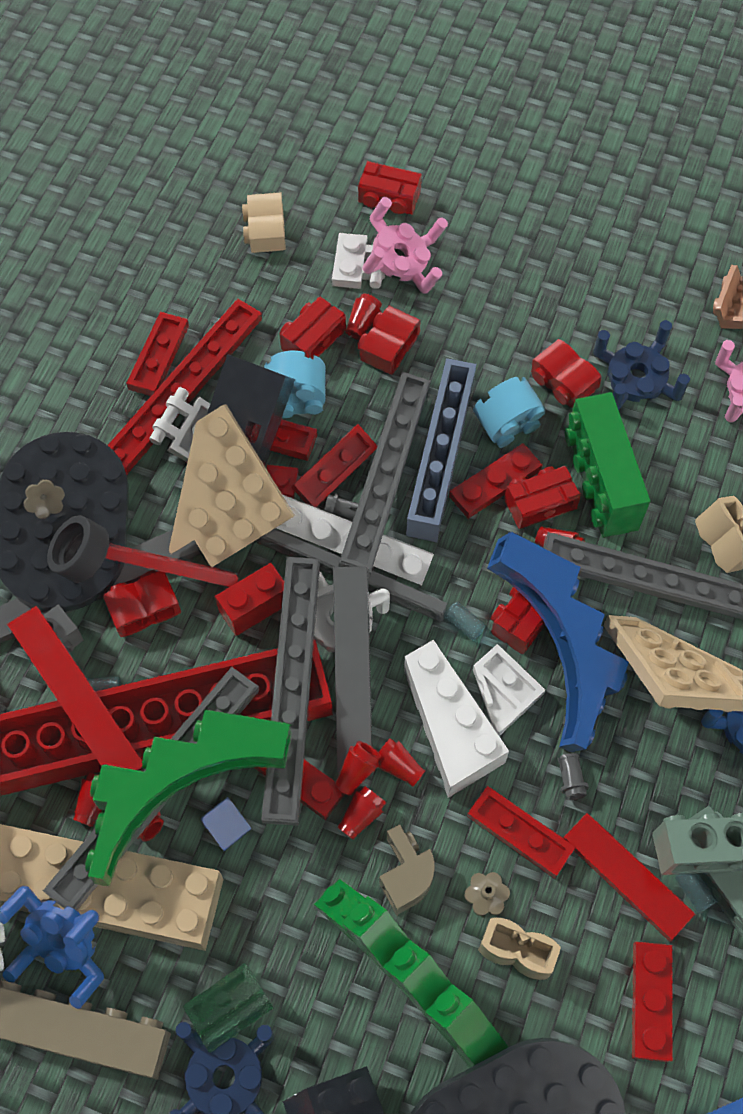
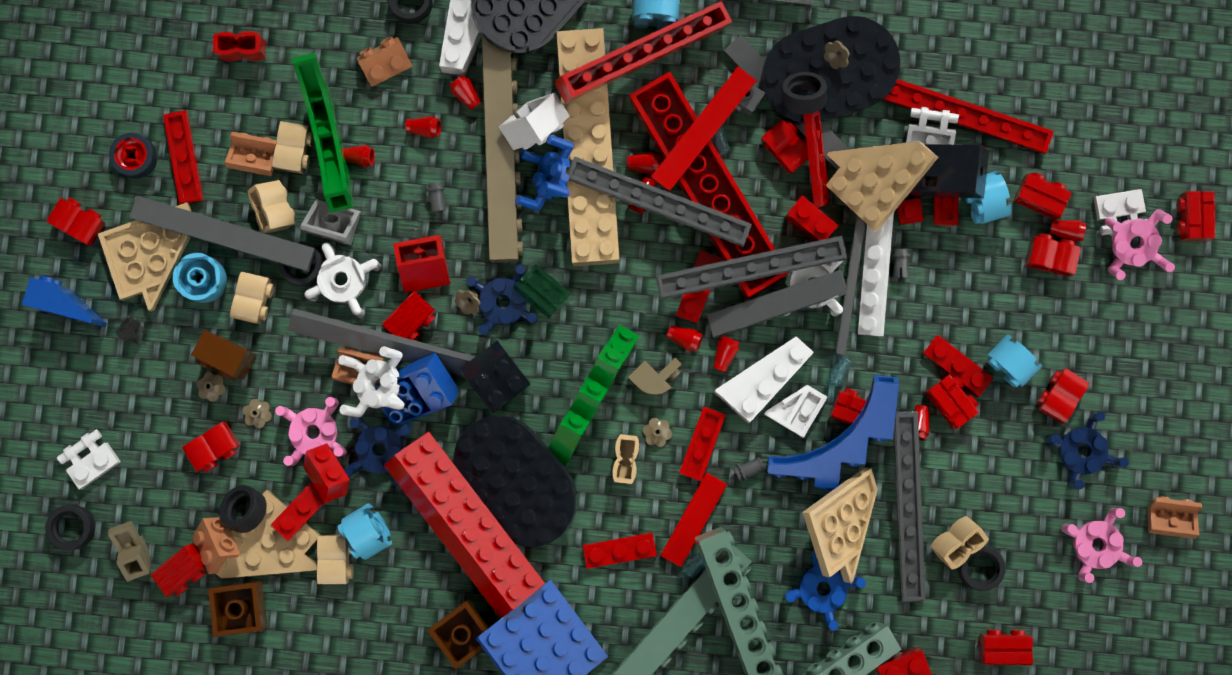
camera: 75 degrees right, 20 degrees up
(132, 795) = (644, 189): green arch -> none
(157, 354) = (988, 88): red plate -> none
(225, 824) = (653, 253): slope -> none
(265, 222) = (1132, 129): tan brick -> none
(334, 466) = (932, 246): red plate -> none
(357, 767) = (712, 326): red cone -> none
(385, 473) = (936, 284): dark grey tile -> none
(441, 451) = (968, 319): sand blue brick -> none
(606, 465) = (989, 442): green brick -> none

